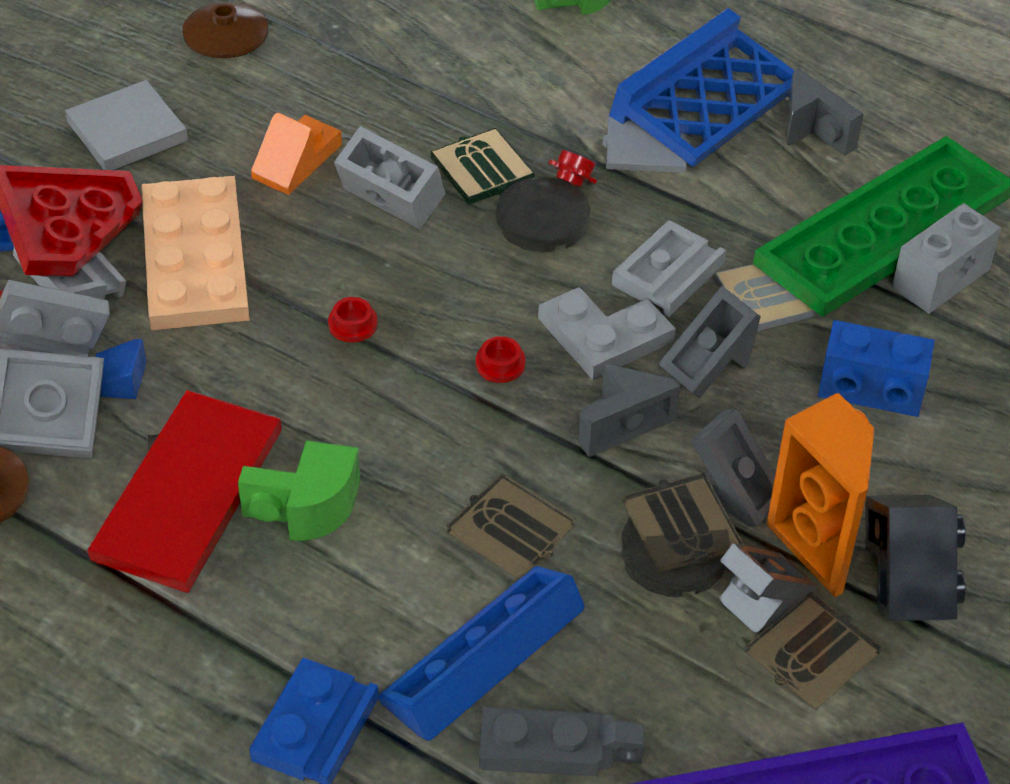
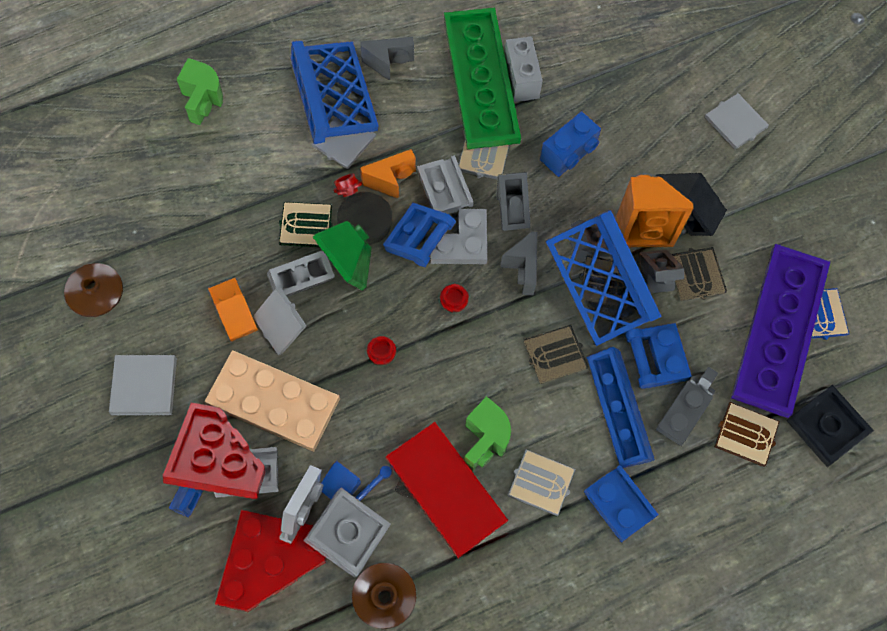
camera: 60 degrees left, 20 degrees up
(162, 414) = (385, 473): none -> blue hinge
(281, 606) = (541, 482): none -> piece
(305, 188) = (279, 321): none -> light grey piece
(456, 200) = (347, 251): none -> green slope
(564, 270) = (412, 230): none -> blue plate
(626, 669) = (666, 353): none -> blue plate
(634, 196) = (383, 173): none -> orange slope
(705, 520) = (626, 266): none -> blue fence

